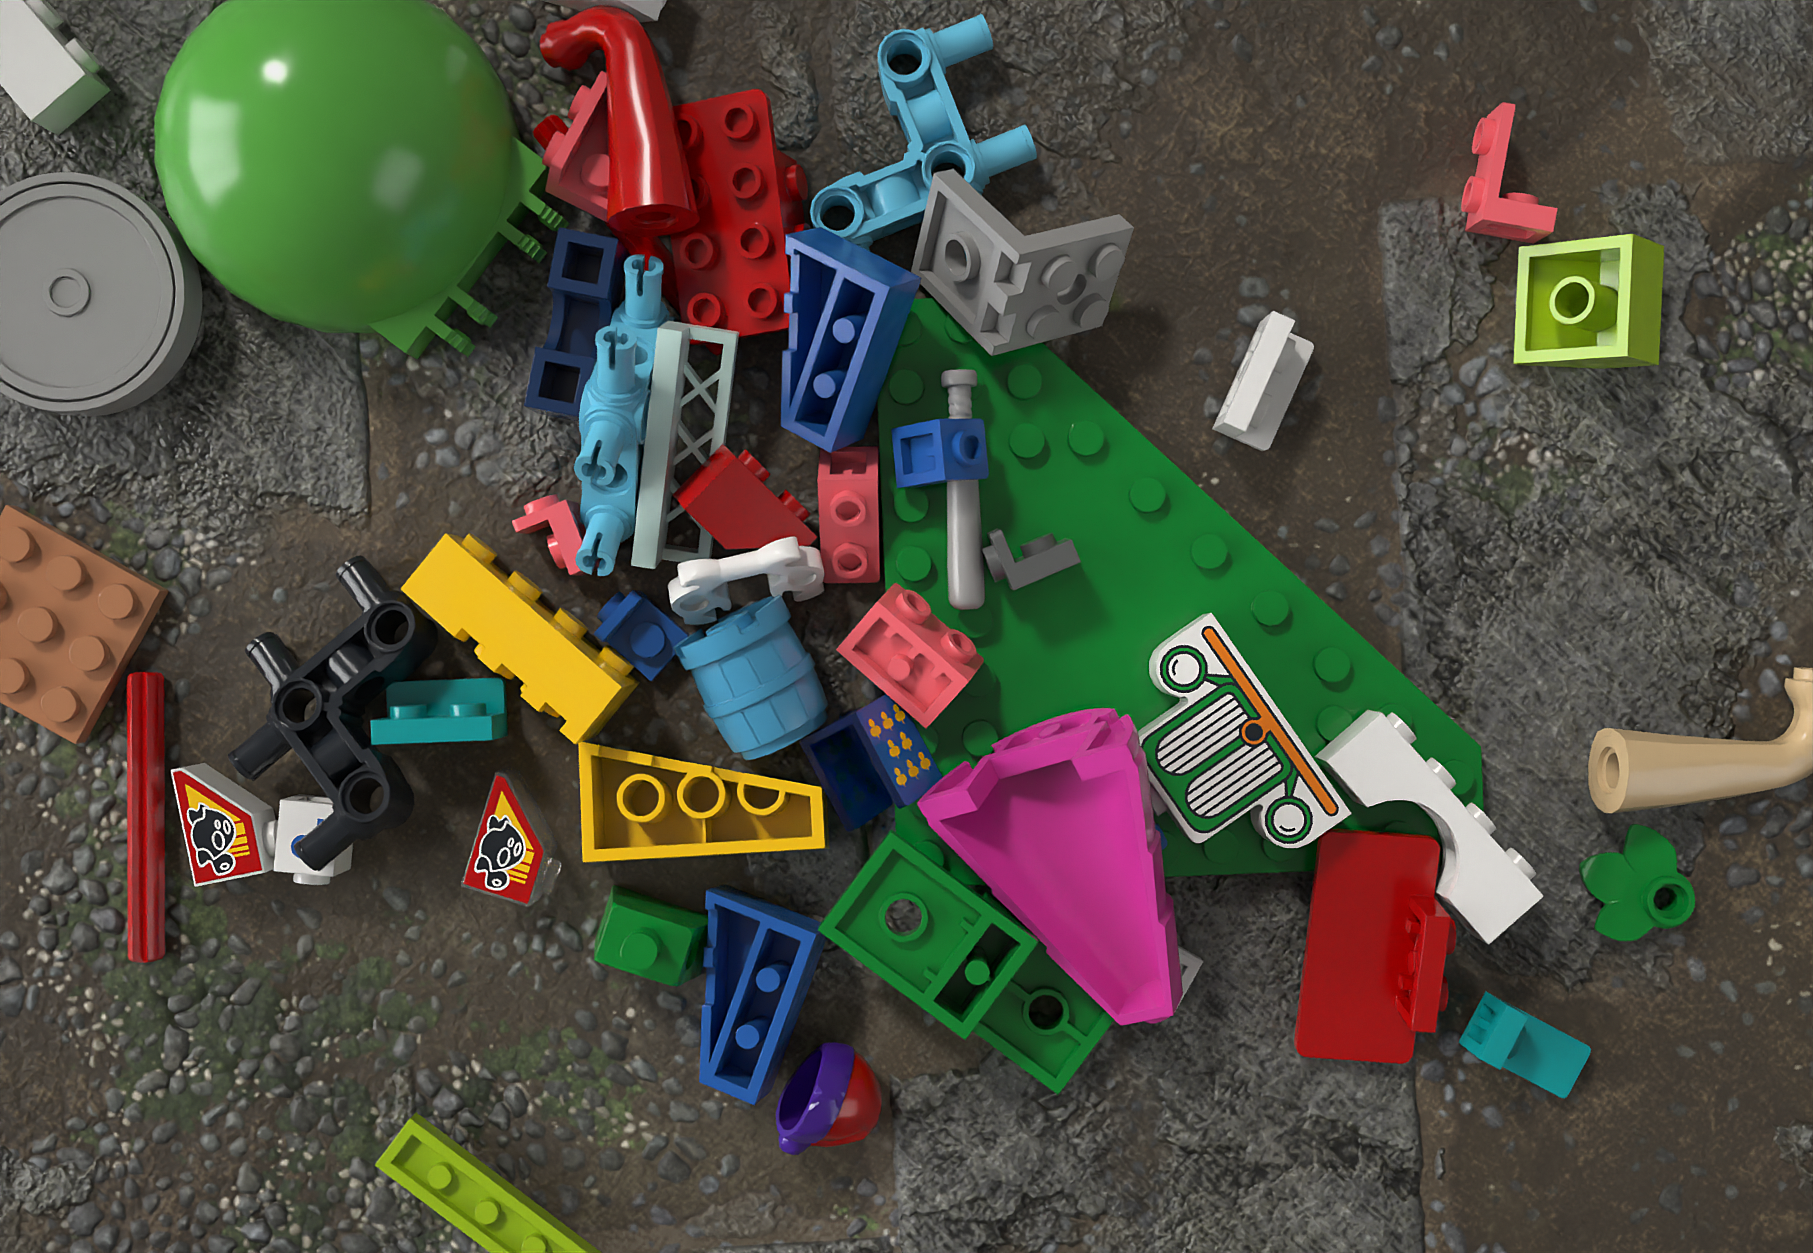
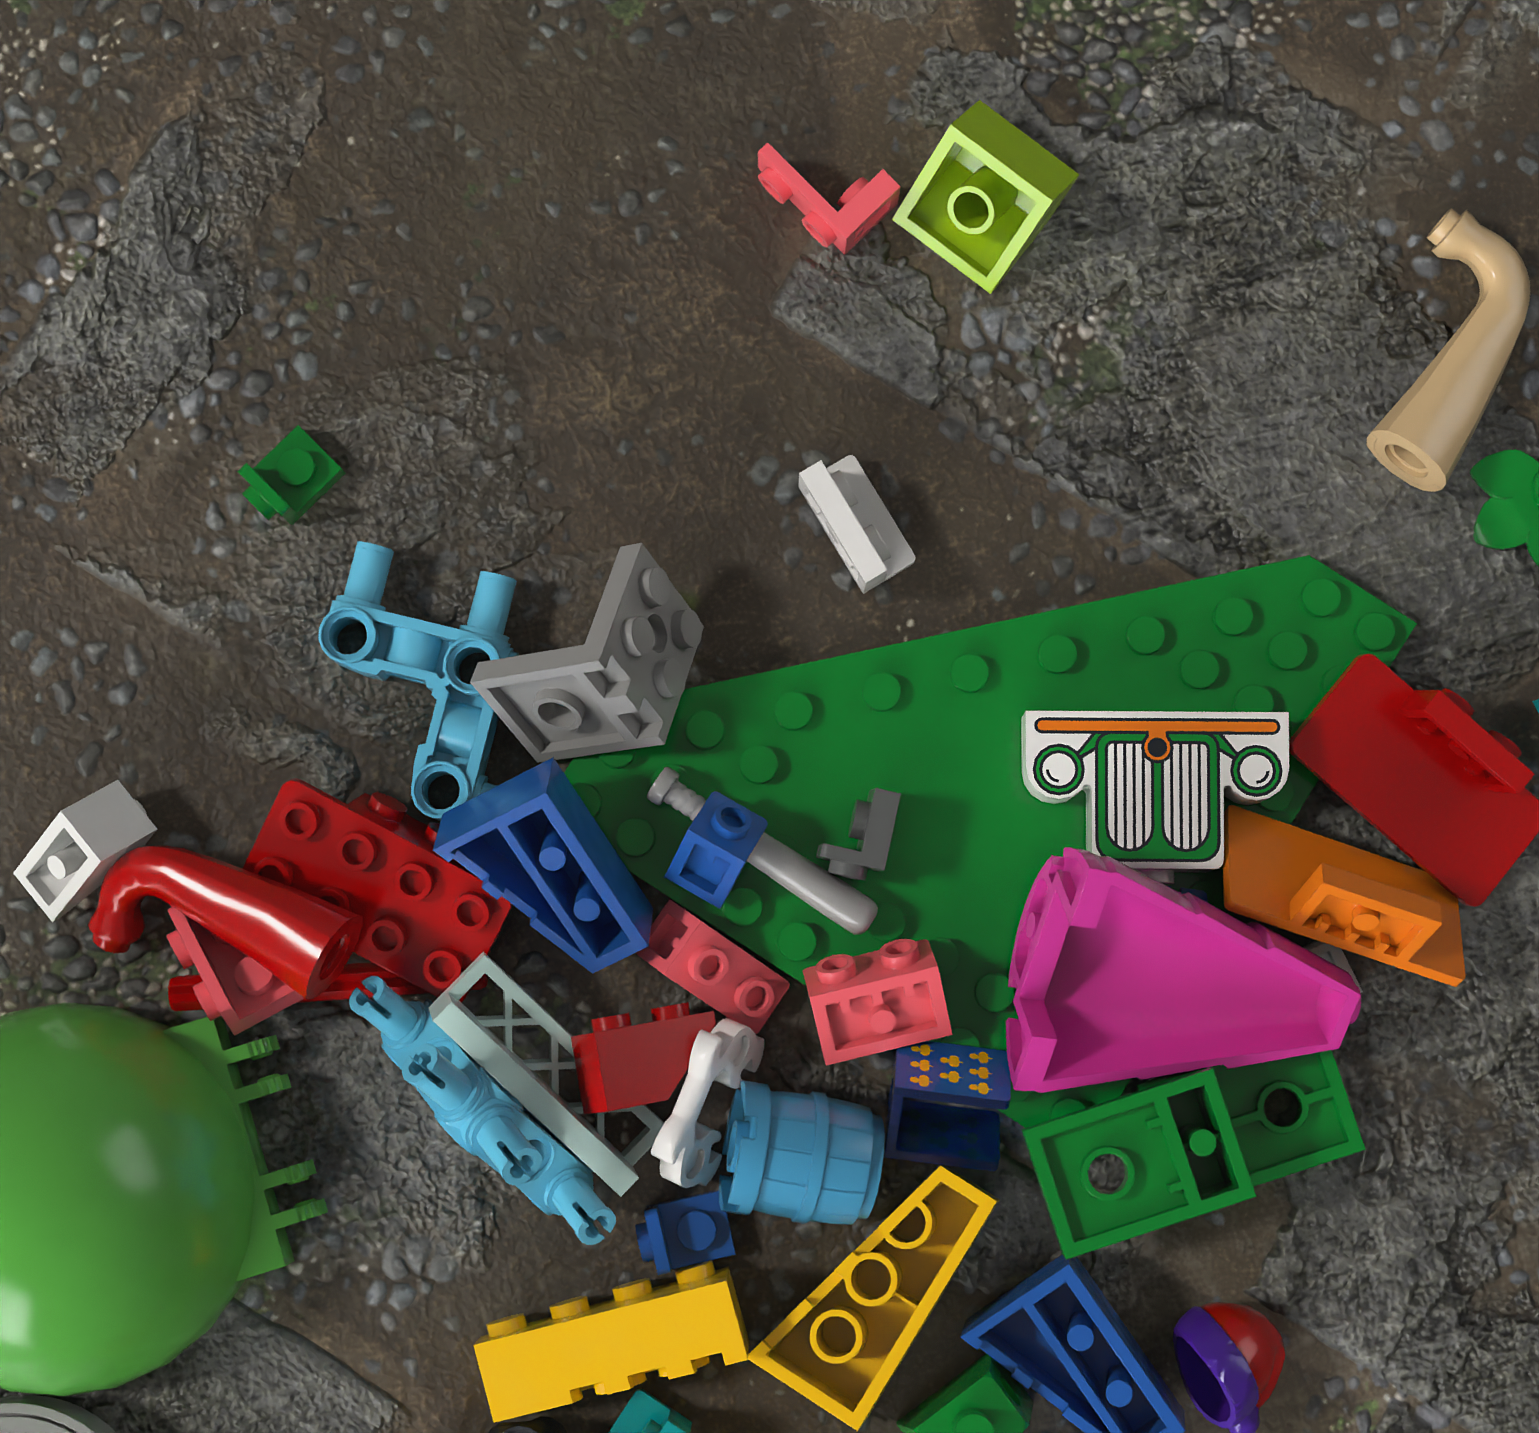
camera: 45 degrees left, 5 degrees down
(566, 528) = (550, 1232): coral bracket -> none
(585, 290) = (358, 1073): dark blue arch -> none
(1236, 948) = (1341, 896): none -> orange bracket
(1476, 877) = (1424, 640): white arch -> none

